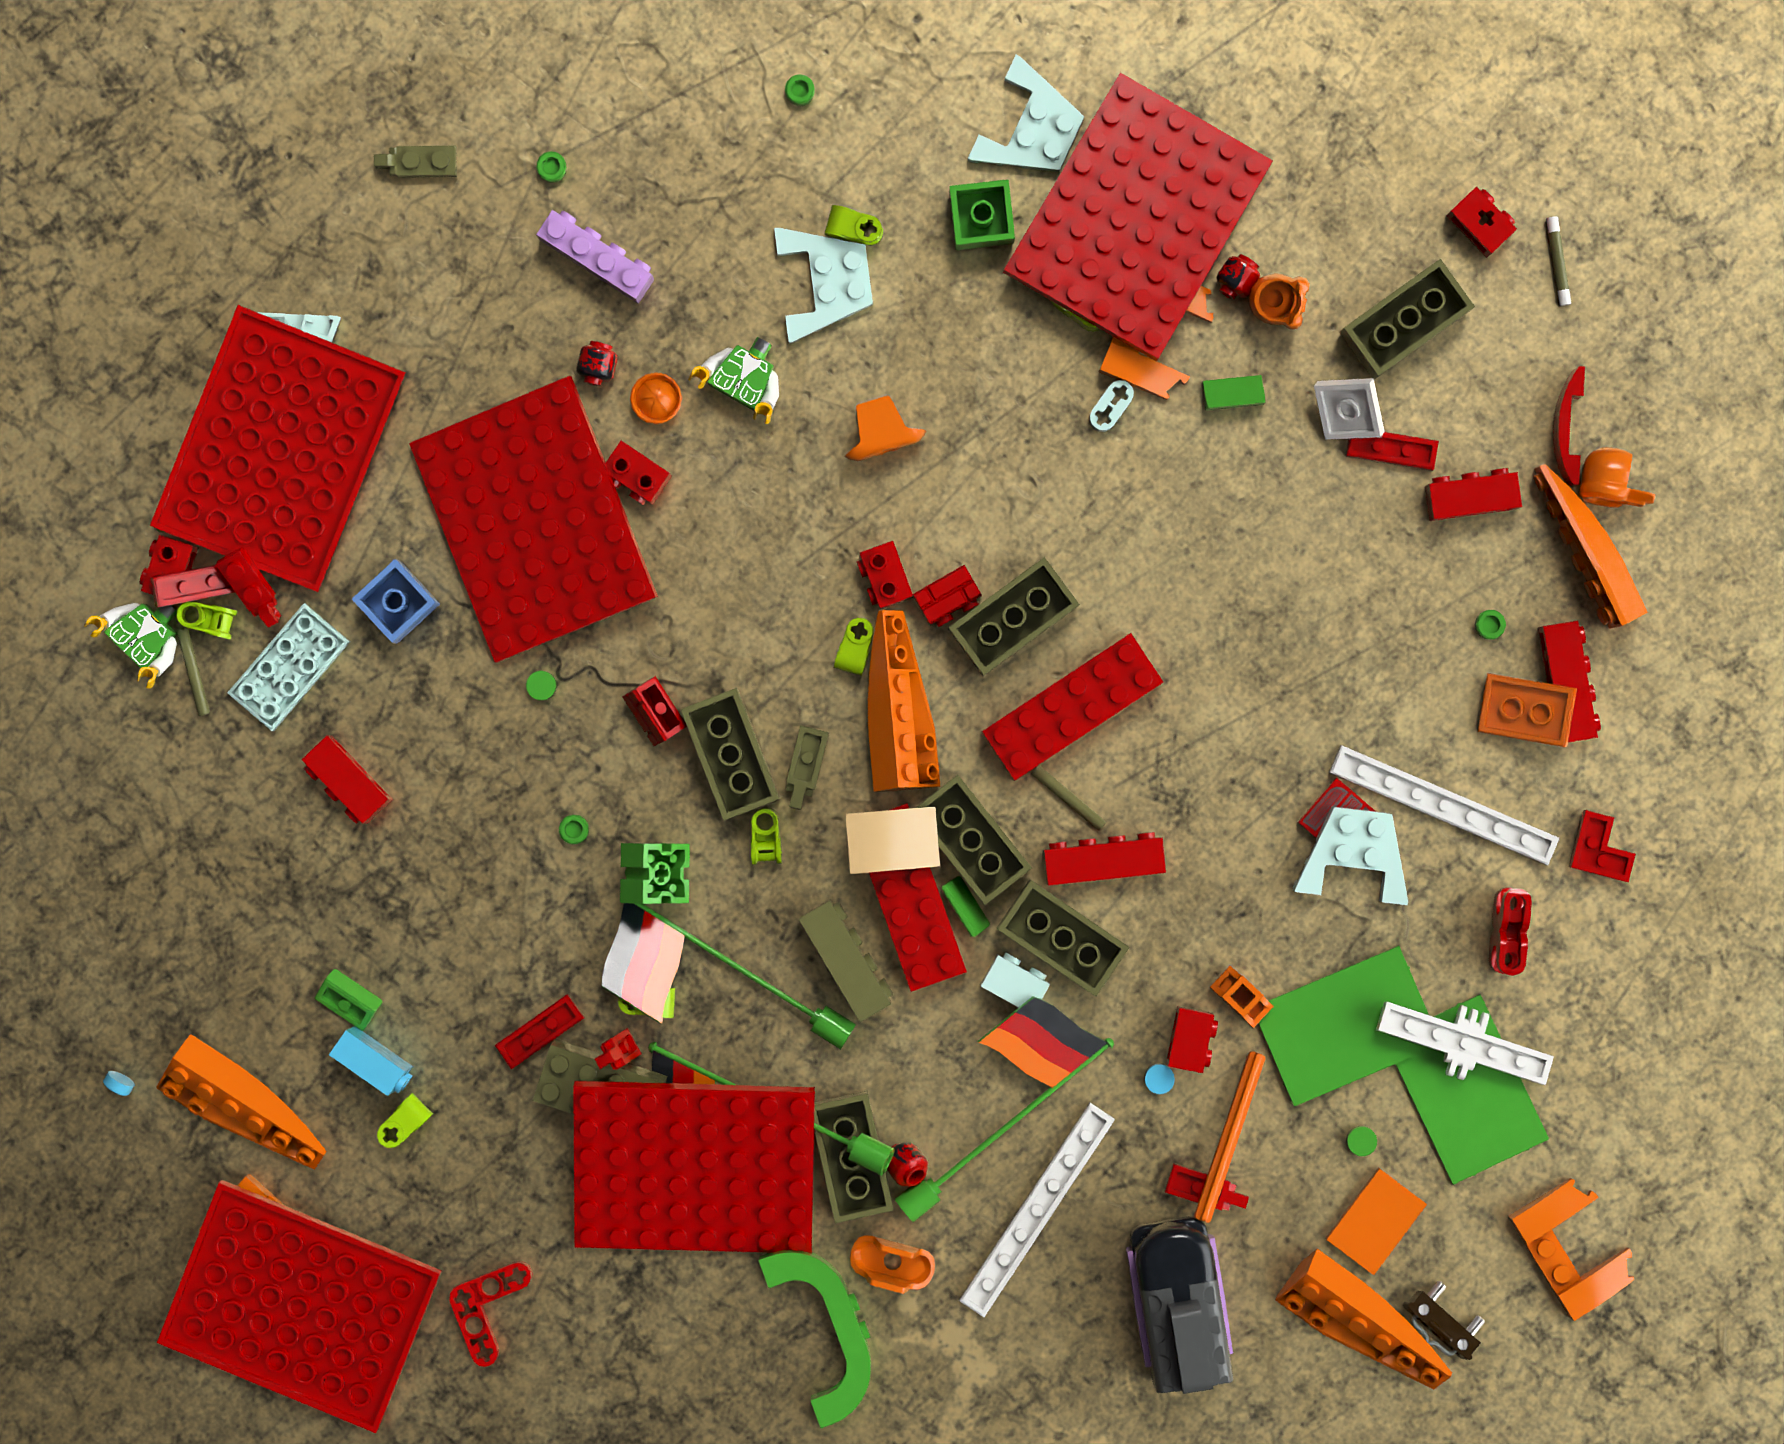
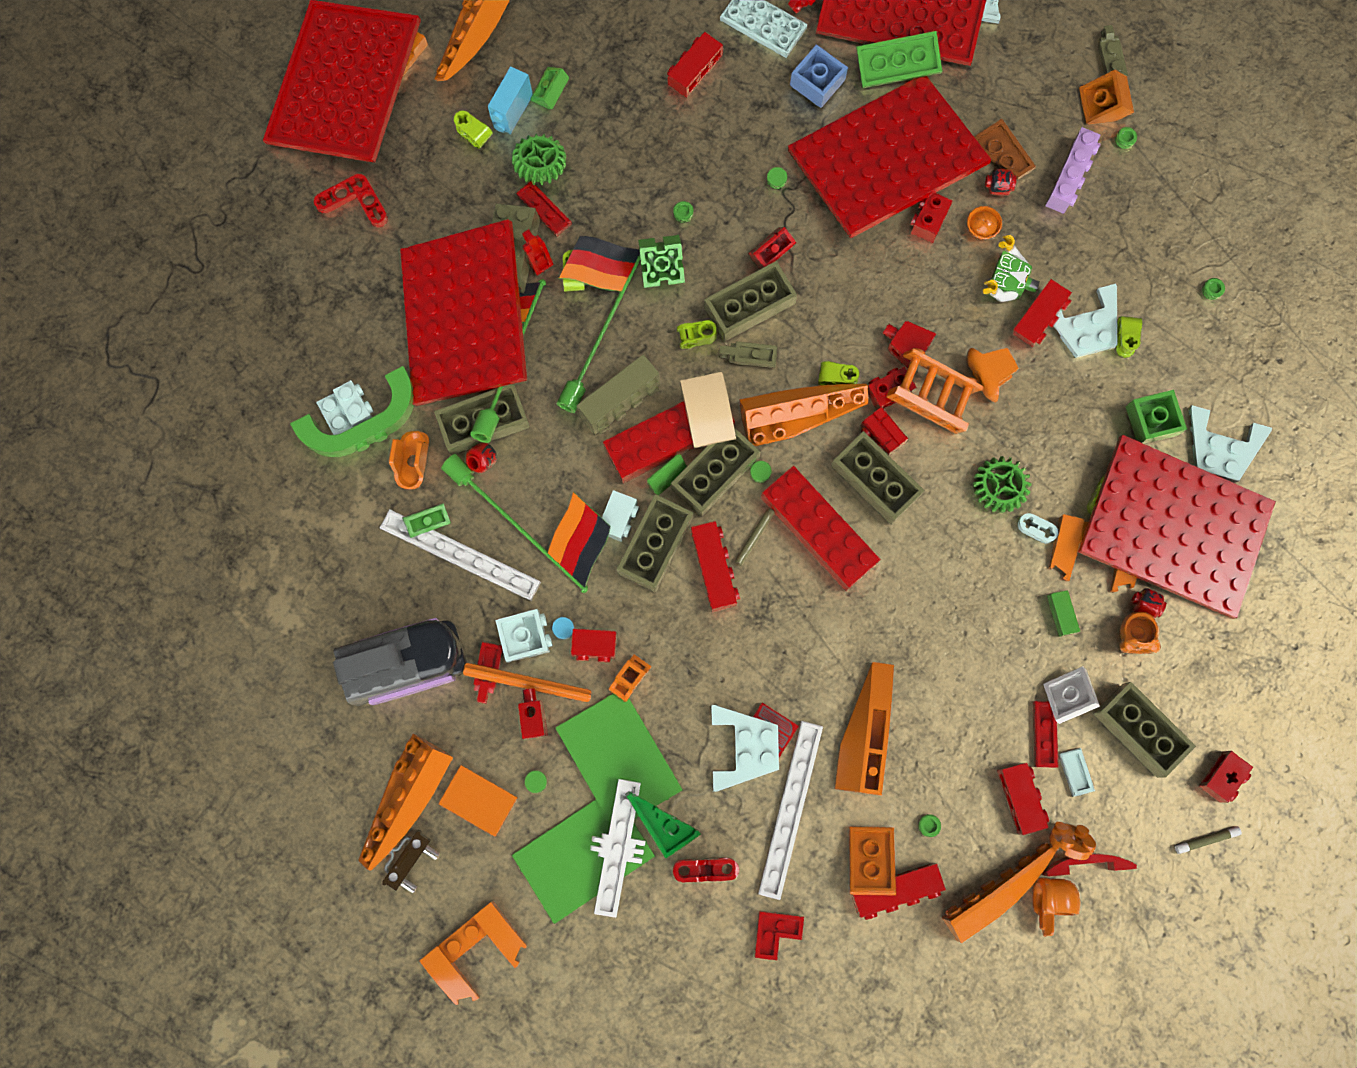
camera: 80 degrees right, 10 degrees down
(386, 478) = (899, 59): none -> bright green plate
(471, 1039) = (540, 154): none -> bright green gear
(489, 185) = (1106, 98): none -> orange slope
(546, 349) = (1005, 149): none -> dark orange wing
(805, 1349) = (345, 408): none -> light aqua plate
(809, 343) = (1042, 313): none -> red brick
(821, 538) = (907, 338): none -> red torso
(931, 517) = (919, 403): none -> orange fence
(977, 775) = (760, 471): none -> bright green tile
(982, 1251) = (426, 520): none -> bright green slope
(1035, 434) = (1008, 489): none -> bright green gear
(1165, 1134) = (523, 635): none -> light aqua plate
(1291, 1135) = (532, 726): none -> red torso
(1361, 689) = (866, 736): none -> orange wedge
(1447, 416) = (1076, 772): none -> light aqua tile
(1448, 977) = (665, 829): none -> green wing
(1530, 431) = (1073, 840): none -> orange plate

